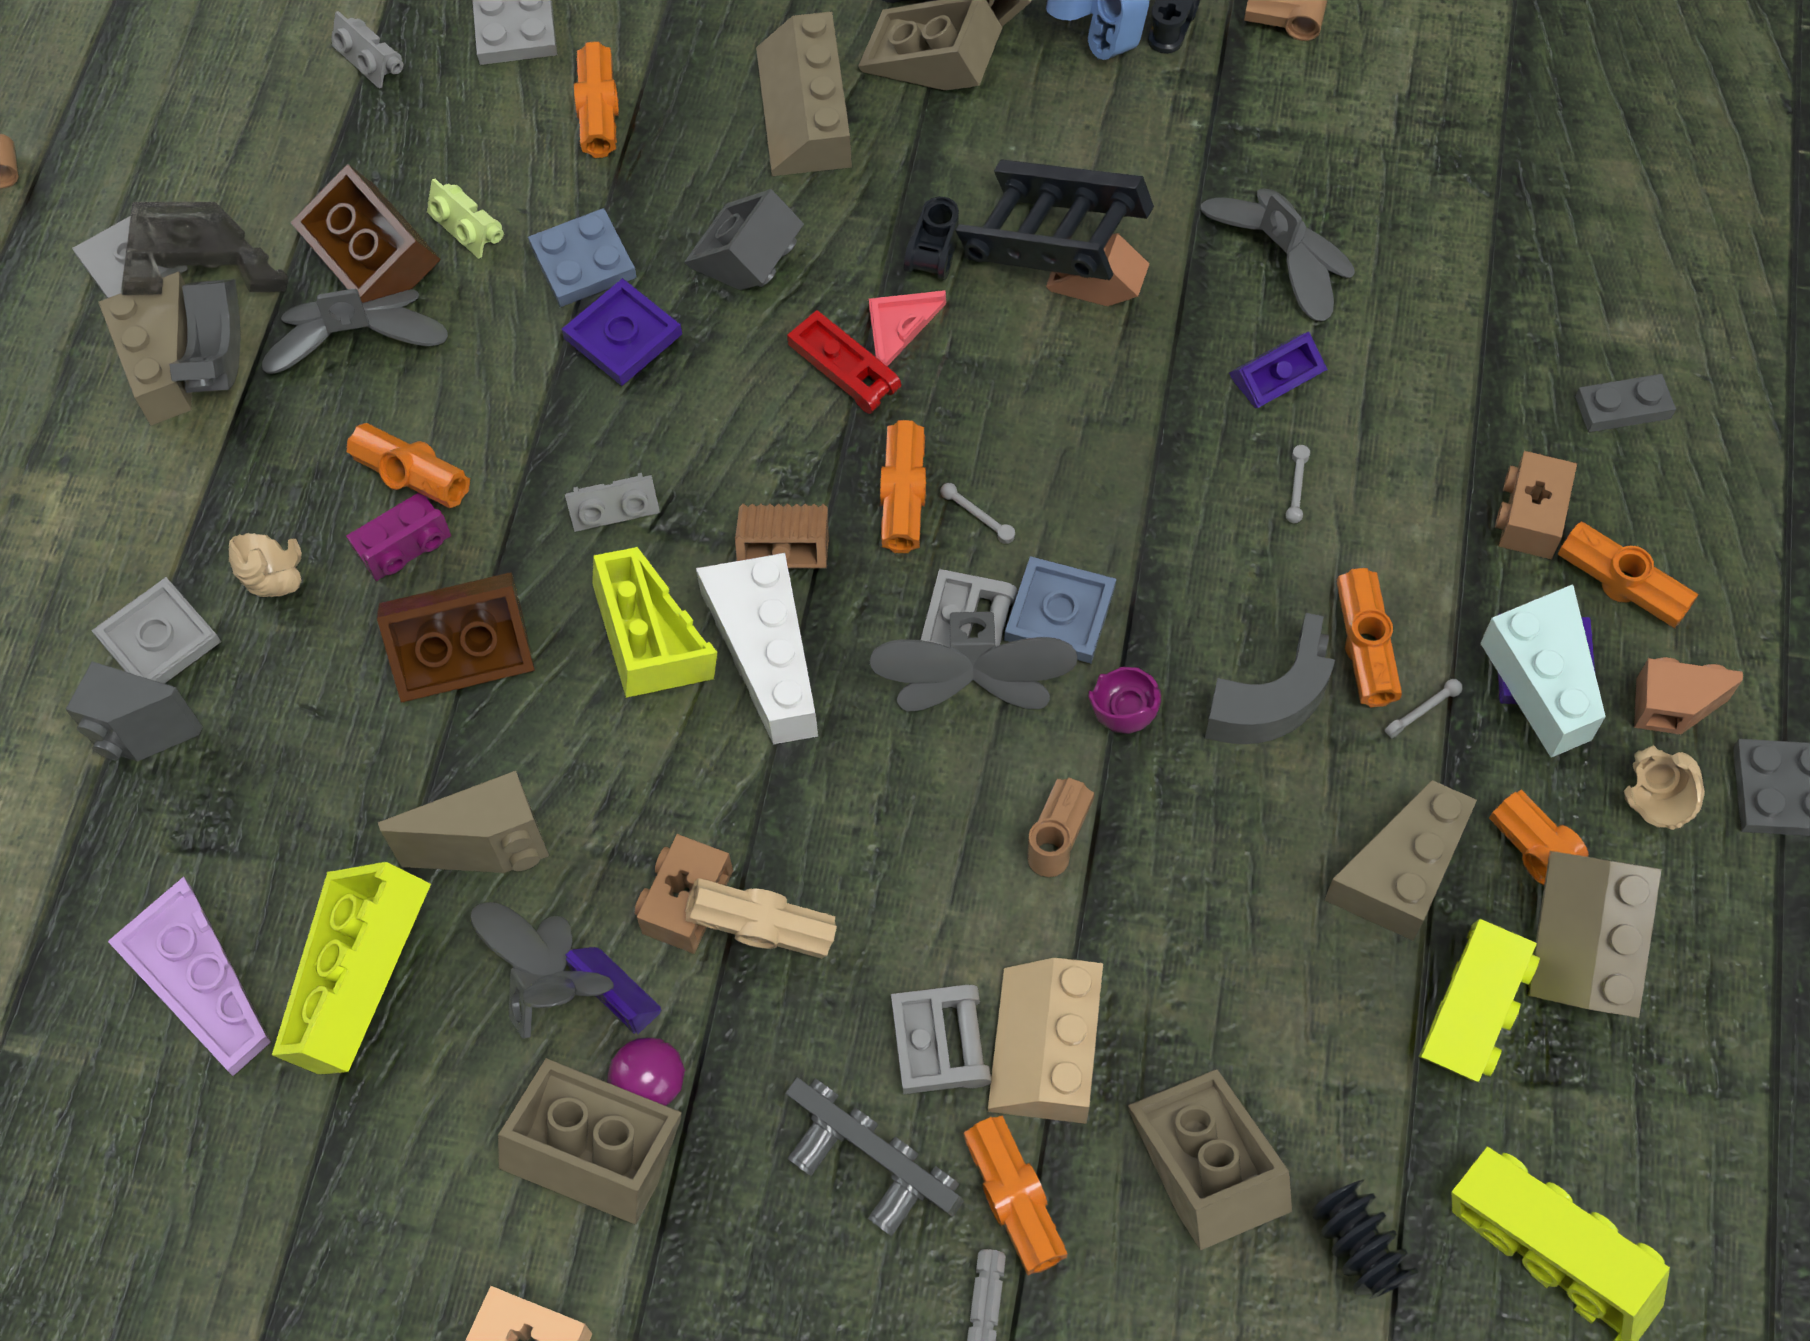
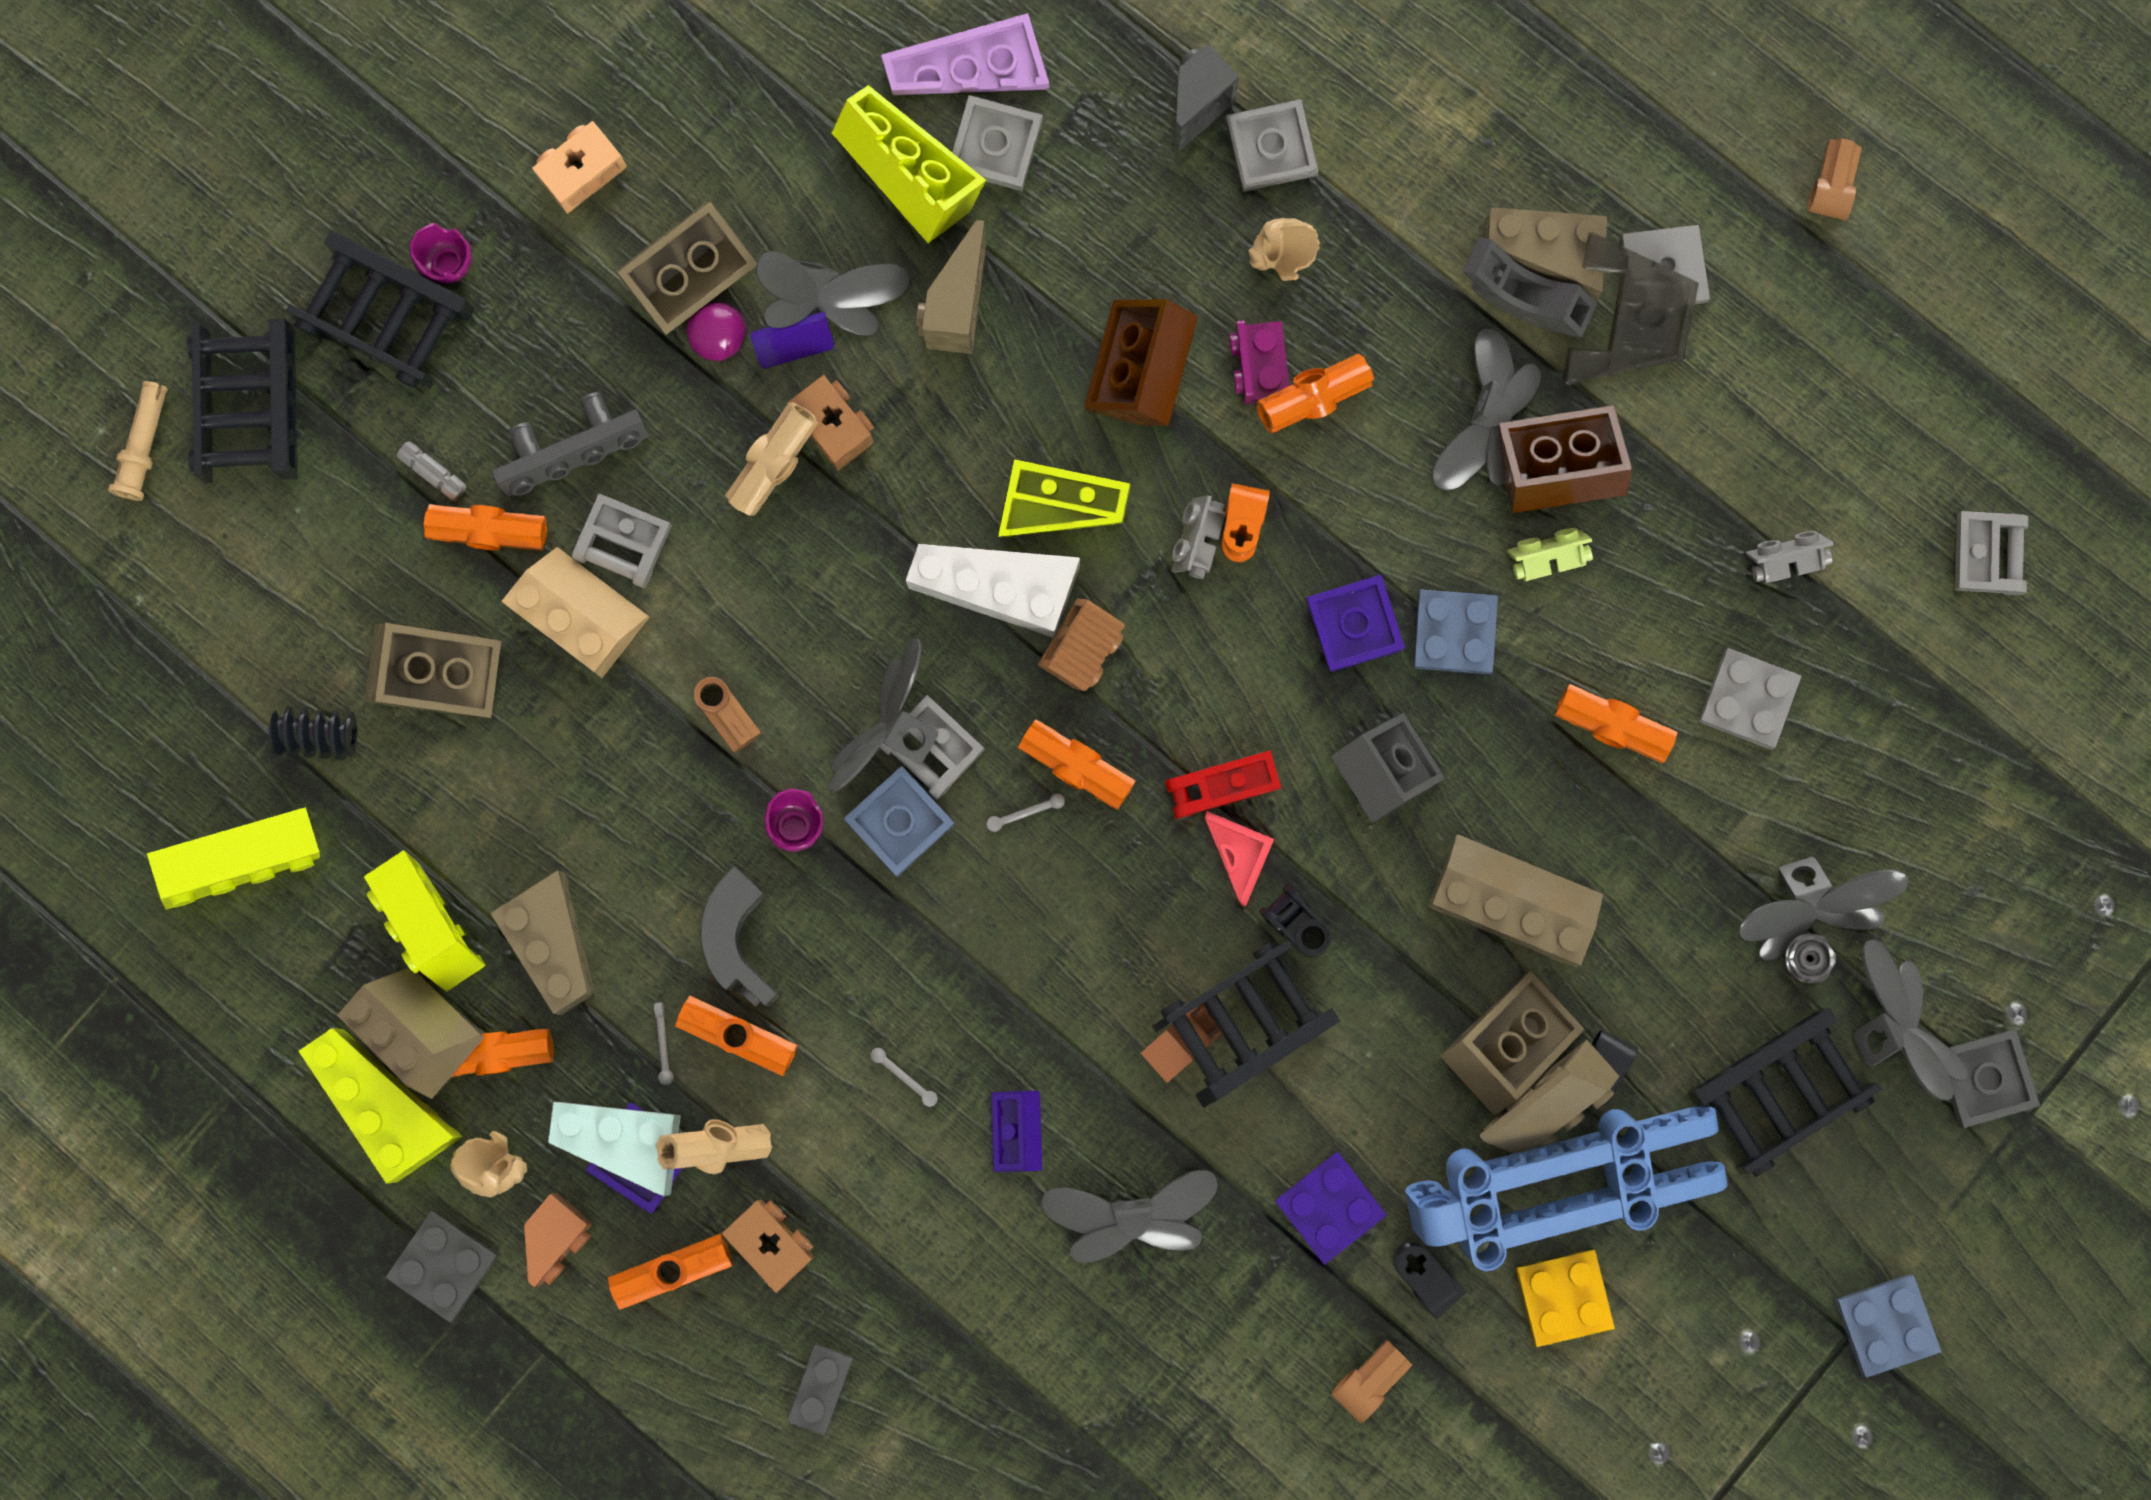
camera: 120 degrees right, 20 degrees up
(274, 898) = (997, 141): none -> light grey plate
(572, 464) = (1243, 517): none -> orange piece
(1165, 109) = (1330, 1207): none -> dark purple plate
(1492, 577) = (713, 1146): none -> tan piece
(1693, 932) = (378, 1107): none -> neon yellow wedge

